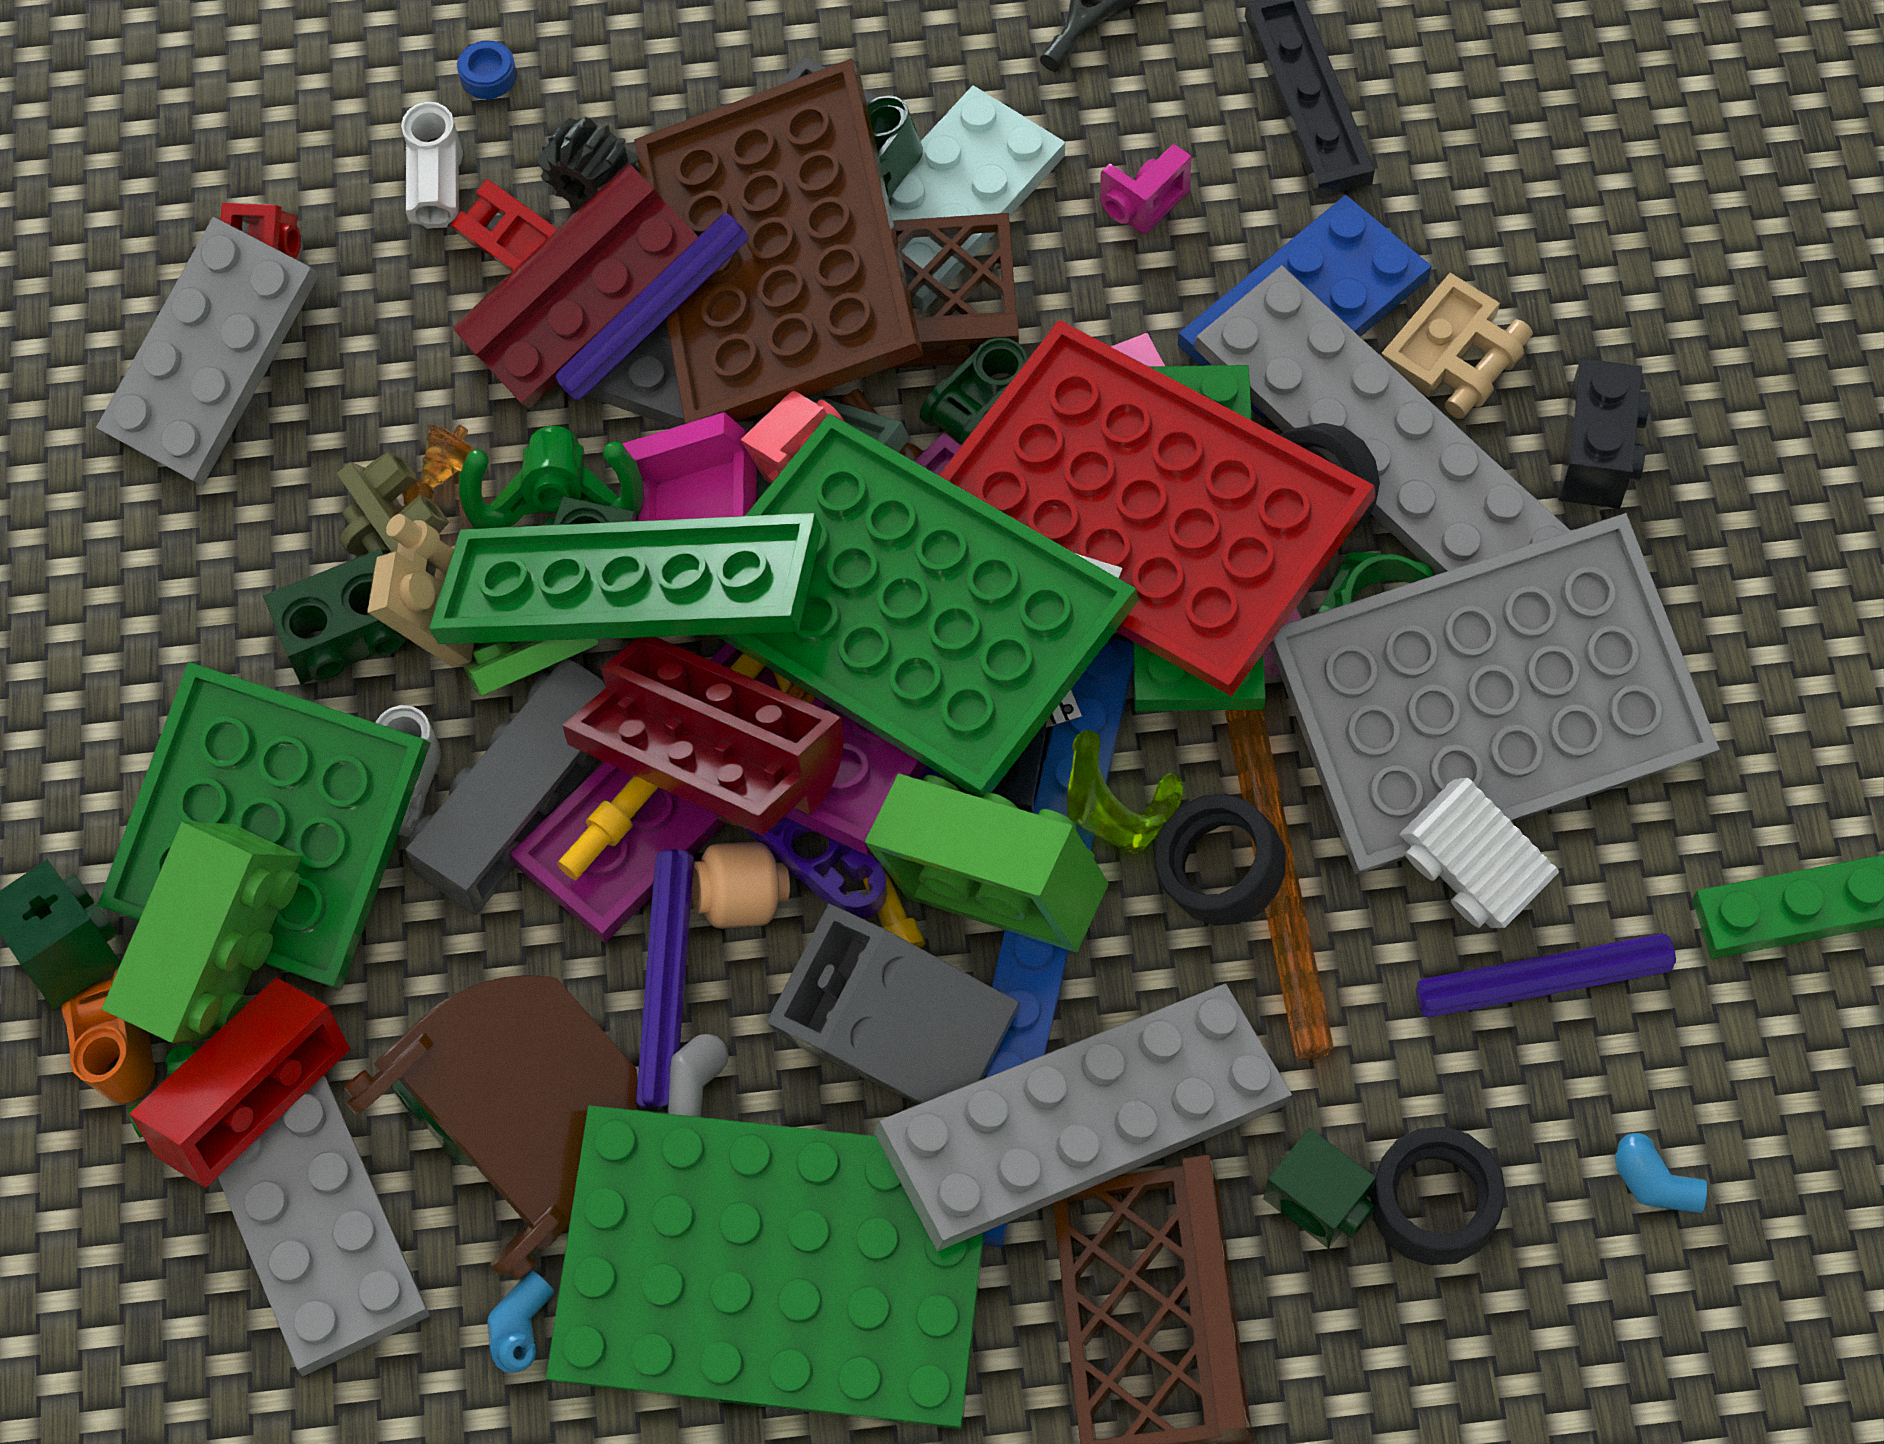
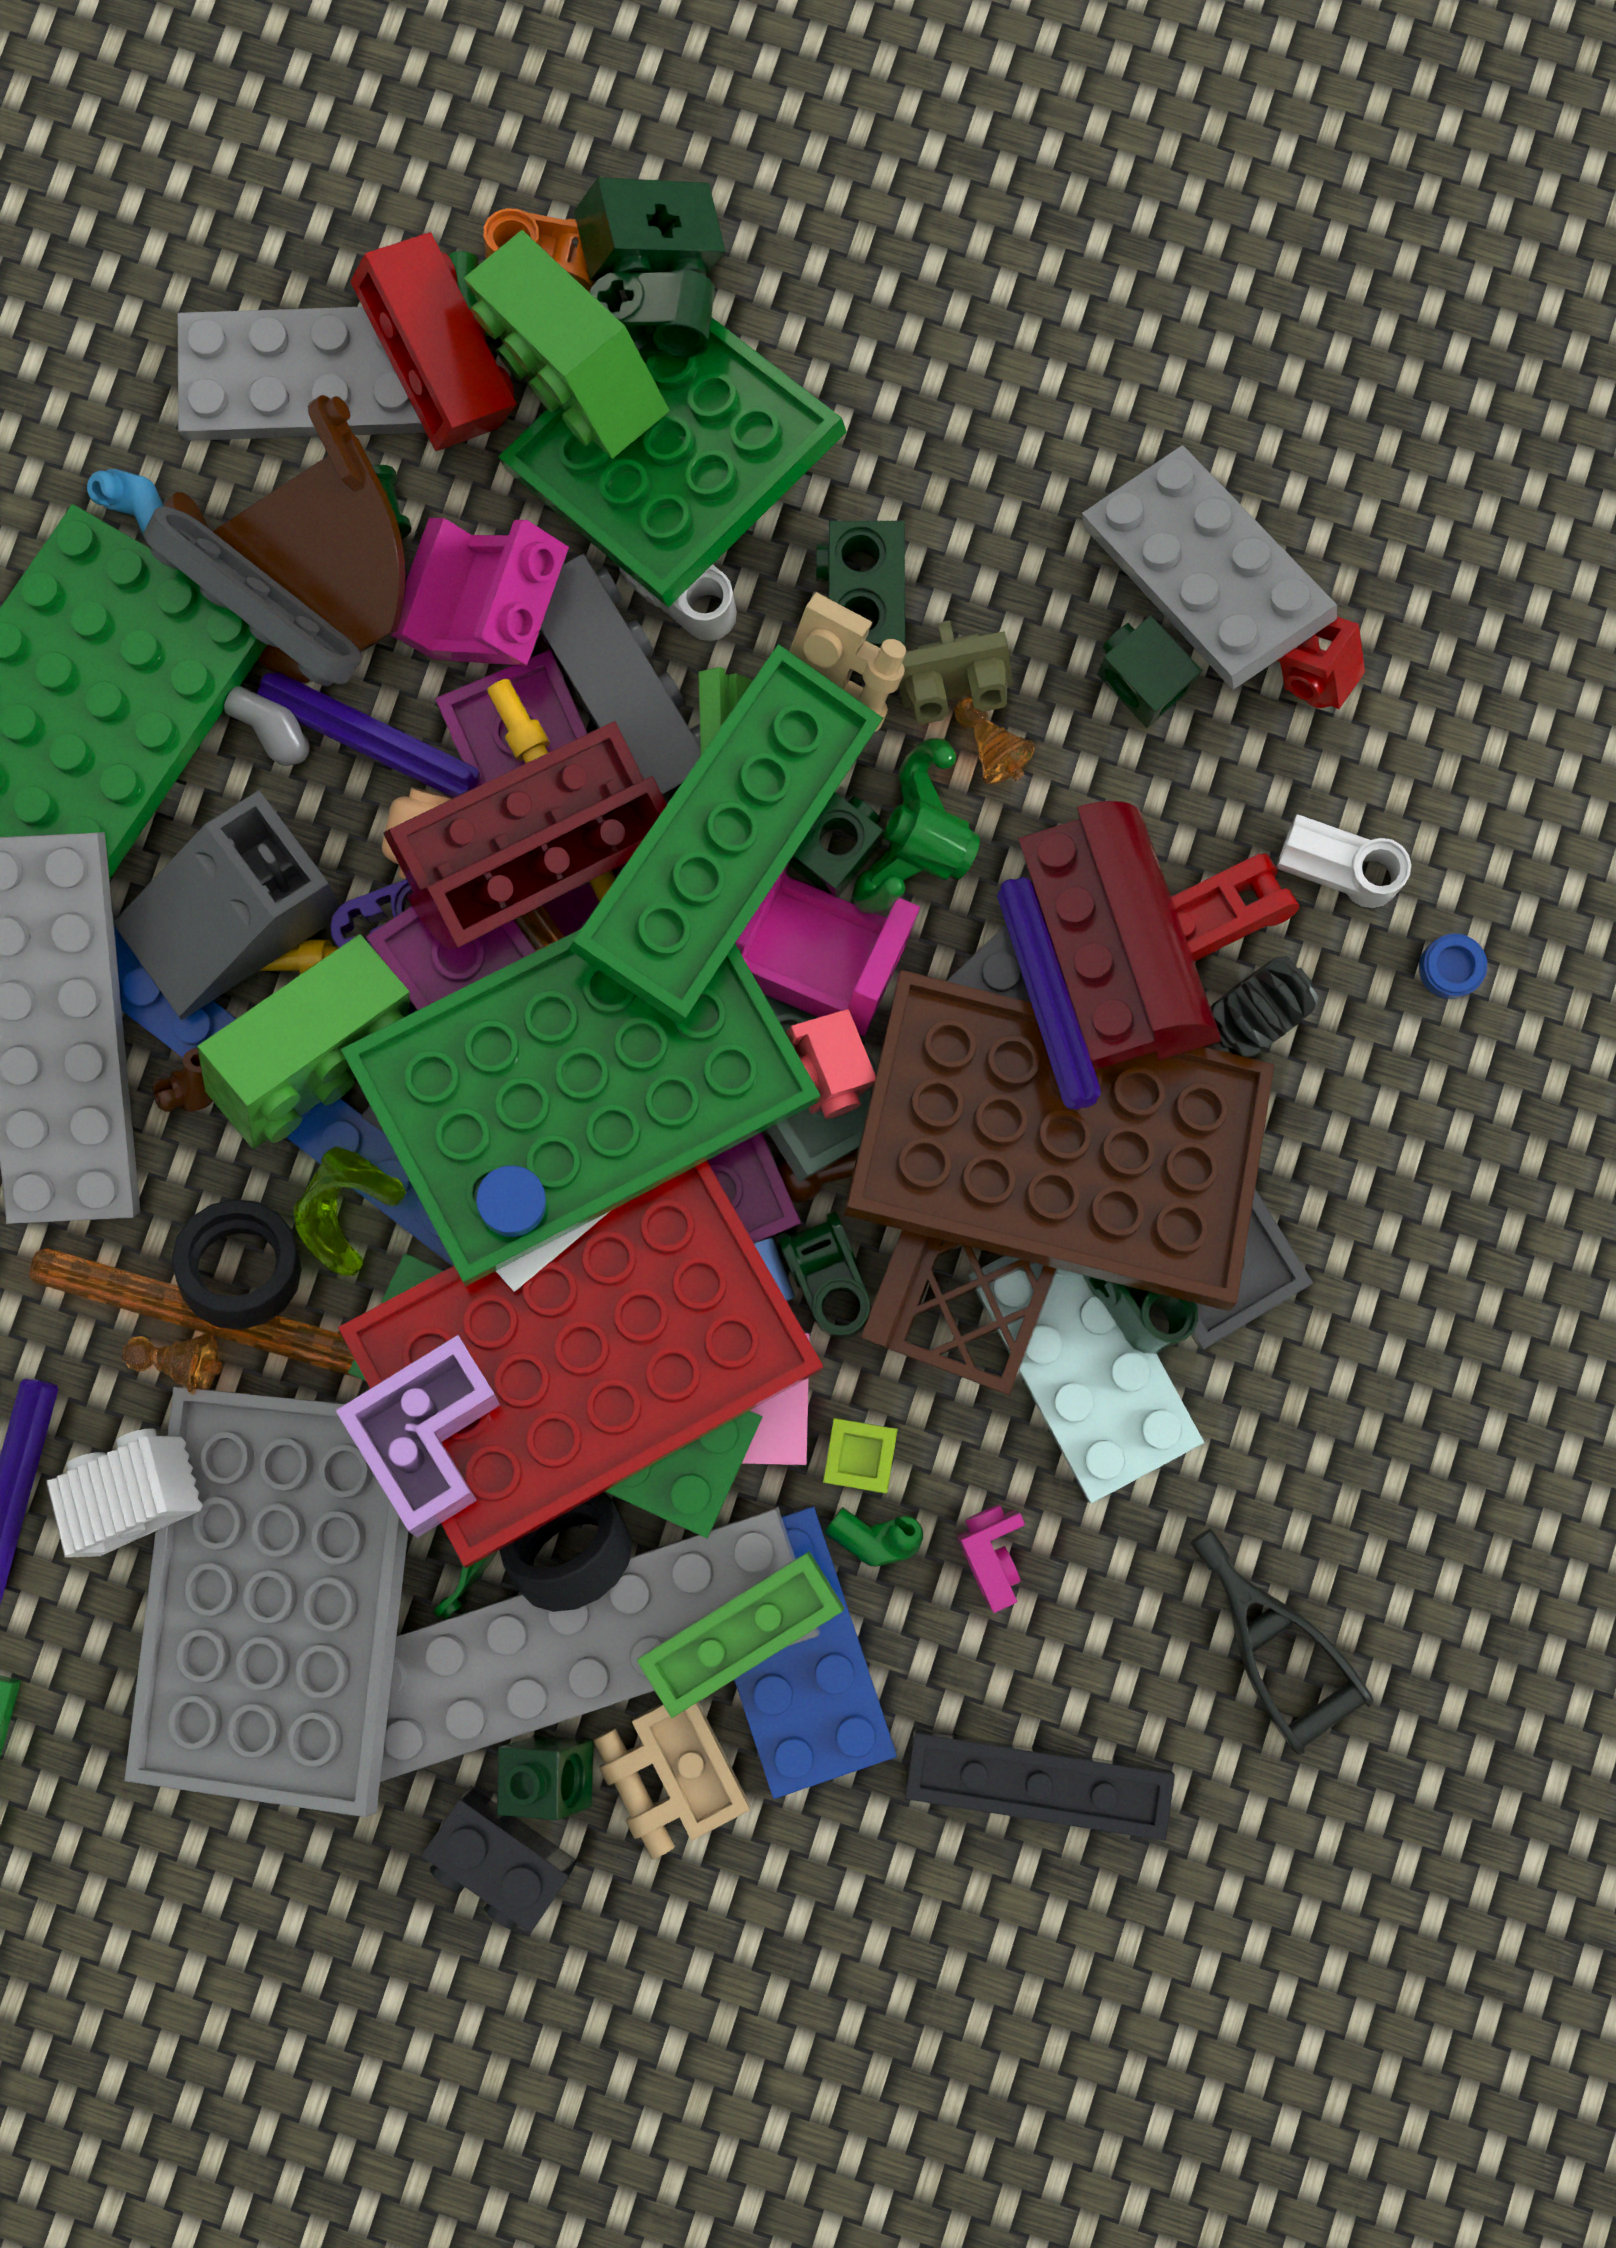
camera: 115 degrees right, 20 degrees up
(126, 870) = (663, 310): none -> dark green piece
(323, 369) = (1147, 670): none -> dark green brick
(480, 907) = (479, 592): none -> dark pink panel
(568, 1141) = (251, 594): none -> dark grey plate
(1045, 579) = (511, 1201): none -> blue tile
(1078, 984) = (183, 1087): none -> reddish brown arm
(1117, 313) = (860, 1455): none -> lime plate
(1181, 279) = (878, 1543): none -> green arm
(1282, 554) = (403, 1429): none -> lavender brick
(1311, 302) = (740, 1634): none -> bright green plate
(1332, 876) = (186, 1362): none -> clear orange piece
(1515, 422) = (545, 1777): none -> dark green brick

